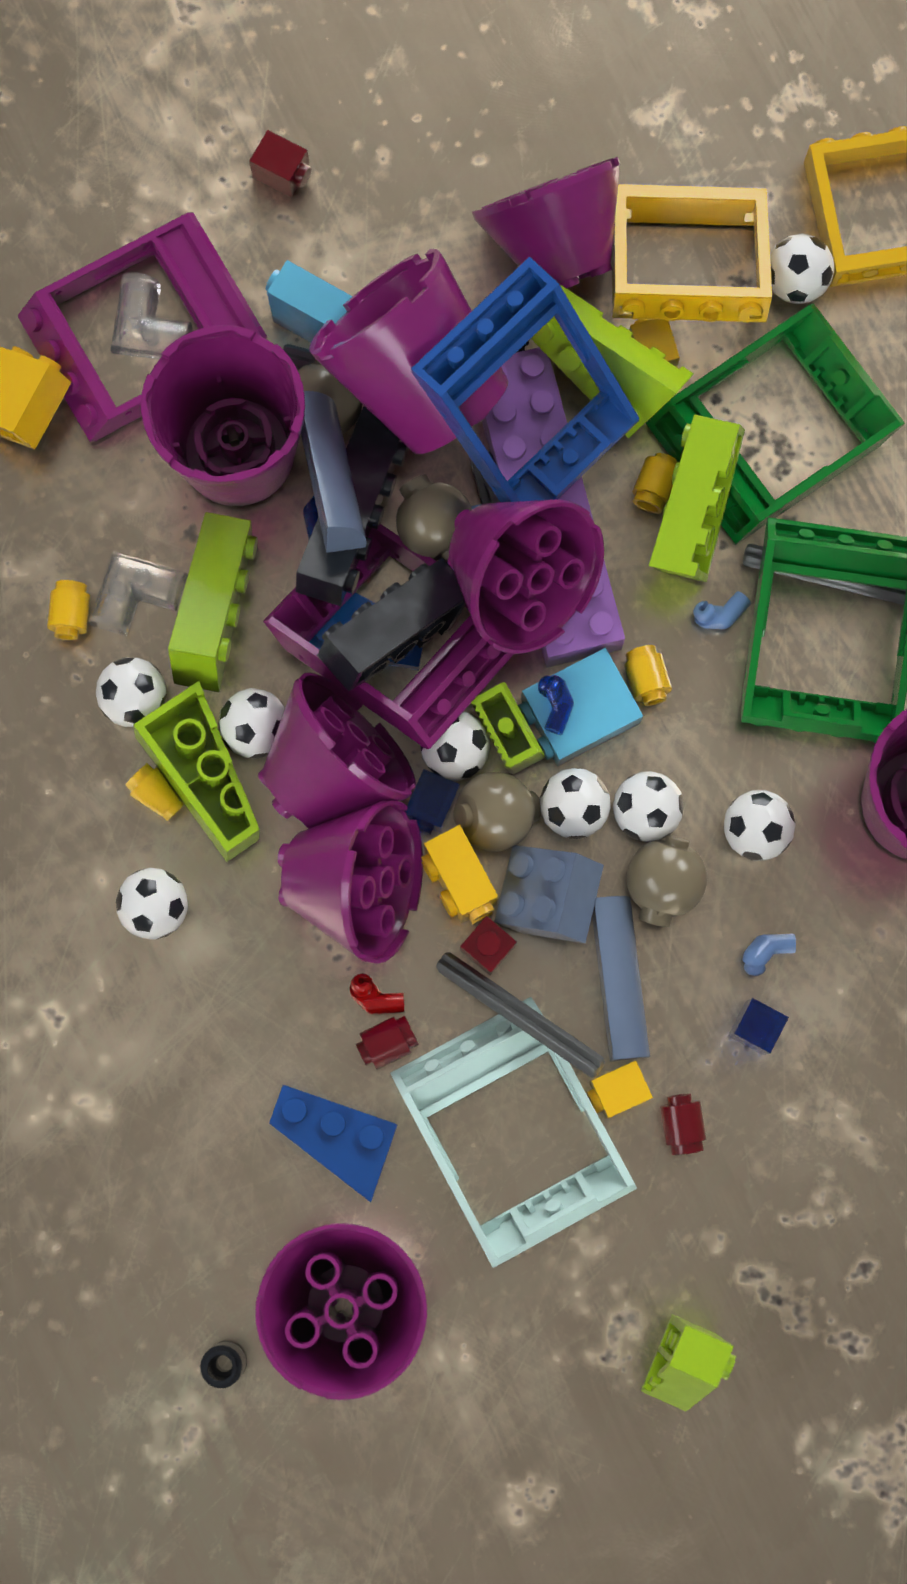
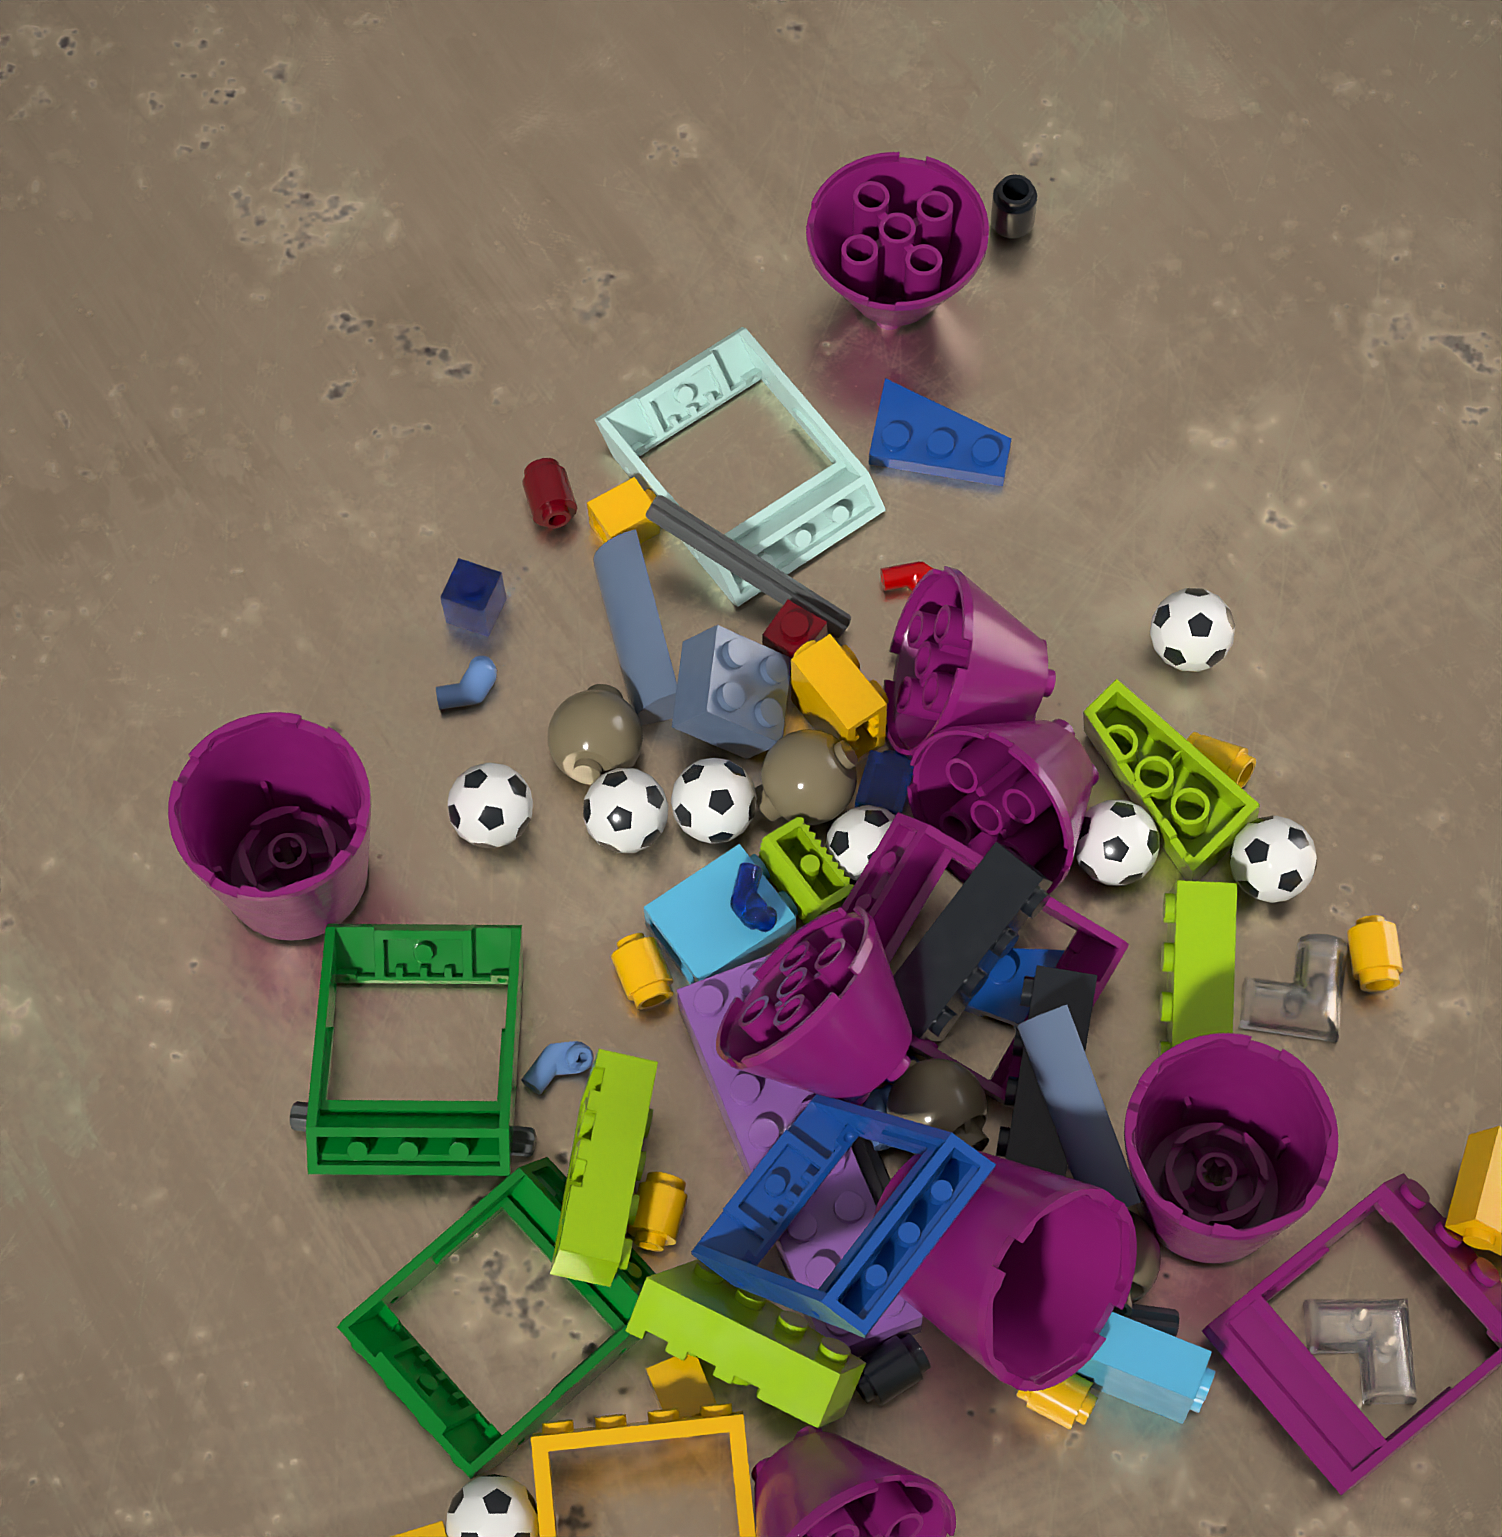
camera: 175 degrees right, 15 degrees down
(386, 1042) = (894, 531): dark red brick -> none
(688, 1364) = (520, 261): lime wedge -> none

